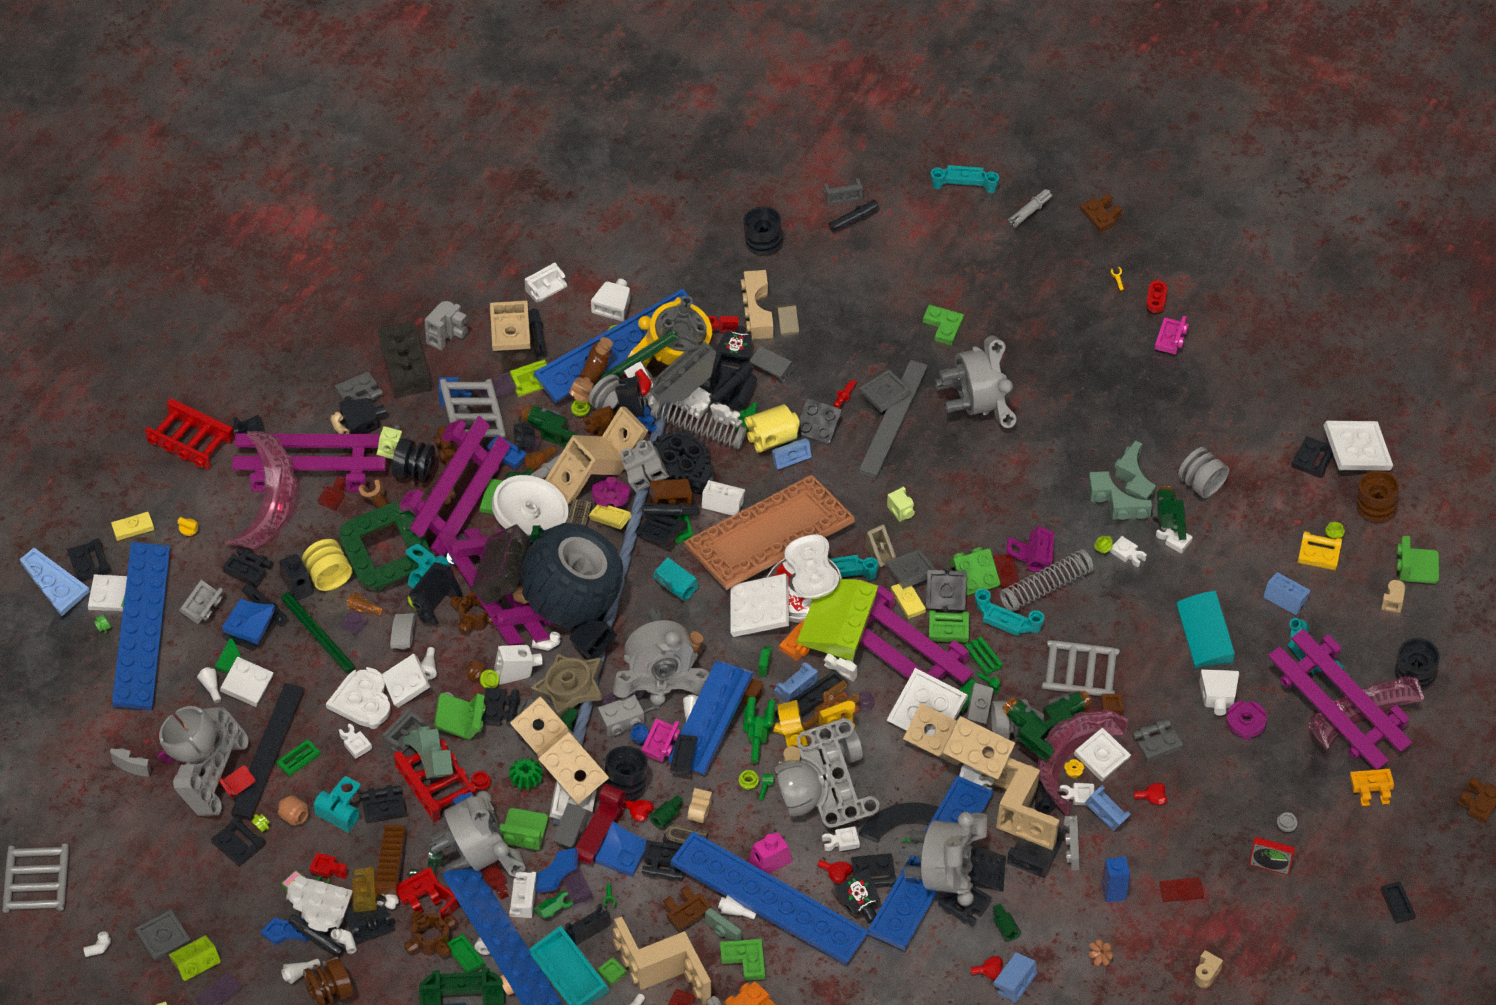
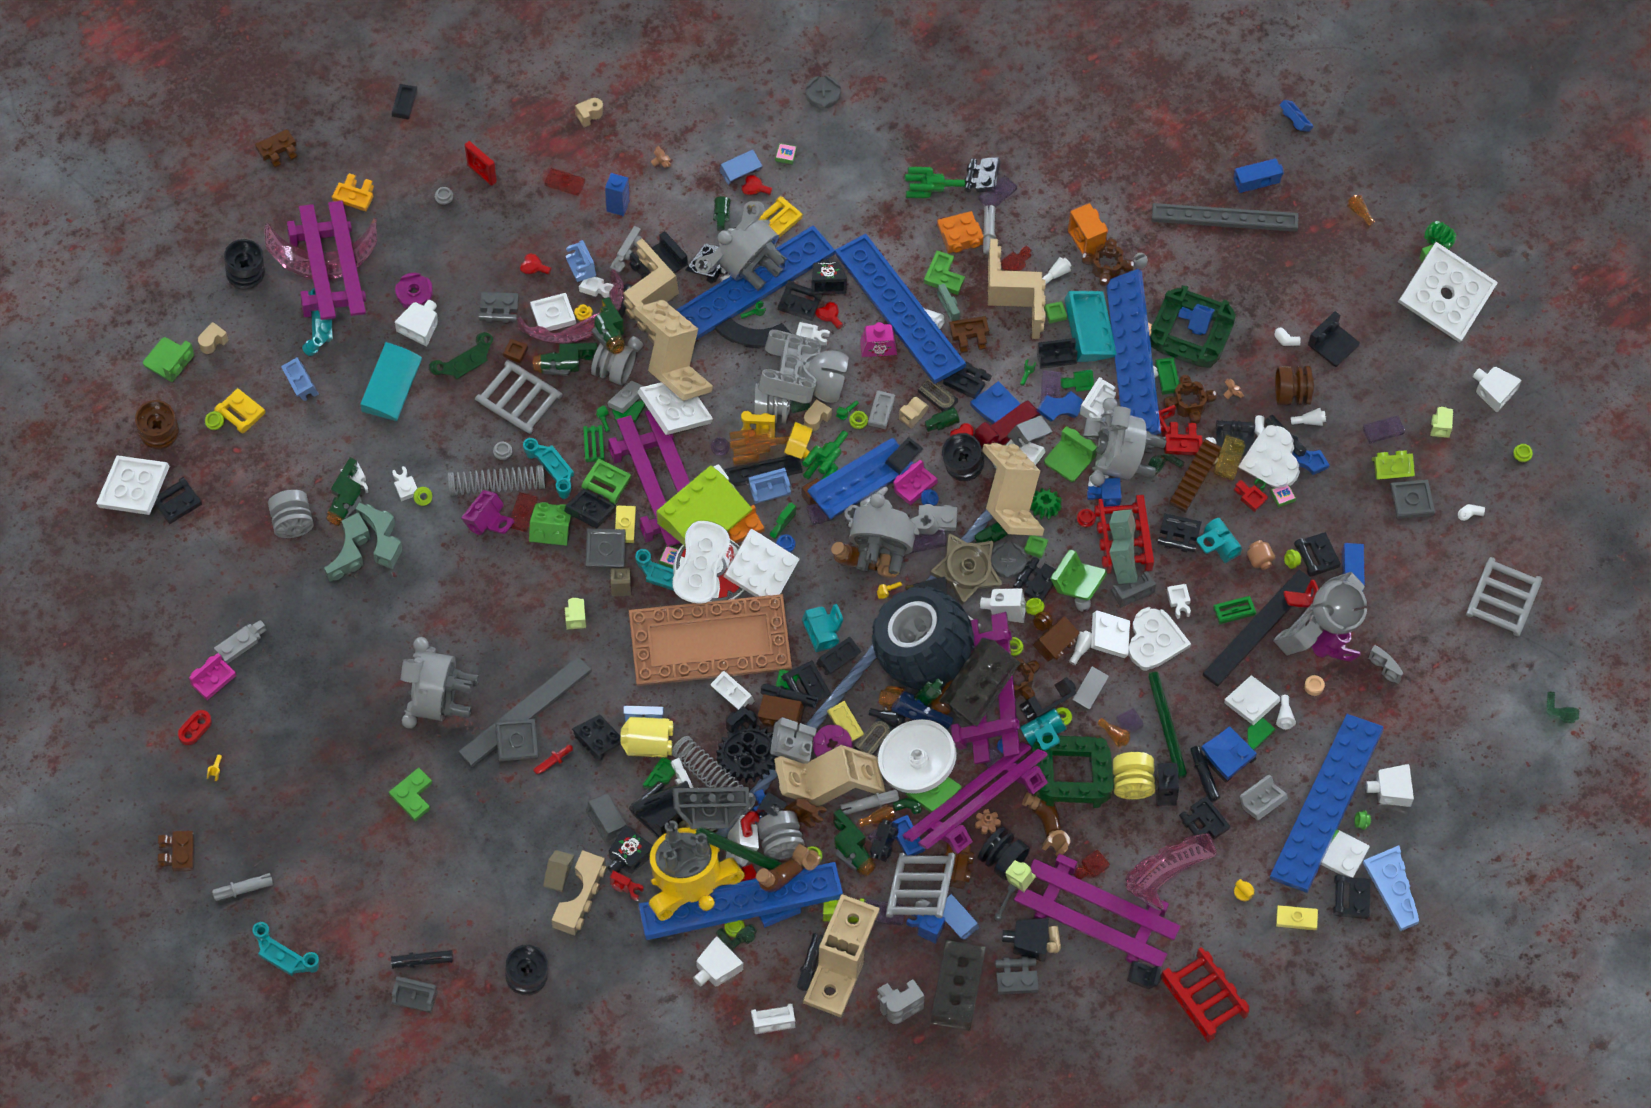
camera: 155 degrees left, 10 degrees up
(84, 659) = (1393, 786): none -> white torso
(196, 837) = (1353, 560): none -> blue brick
(390, 964) = (1232, 389): none -> nougat plant
(428, 409) = (959, 918): none -> medium blue hinge
(454, 653) = (1056, 638): none -> reddish brown brick
(489, 636) = (1018, 643): none -> lime plate
(514, 739) = (1036, 546): none -> bright green tile
(602, 326) = (745, 935): none -> clear green plate
(646, 562) = (838, 656): none -> black hinge
(731, 797) = (881, 409): none -> light grey plate
(751, 641) = (786, 542): none -> blue plate
(939, 941) = (785, 218): none -> yellow plate
(1061, 614) = (502, 450): none -> light grey plate
(1151, 673) = (465, 361): none -> dark green plate
(1171, 373) = (240, 641): none -> light grey hinge

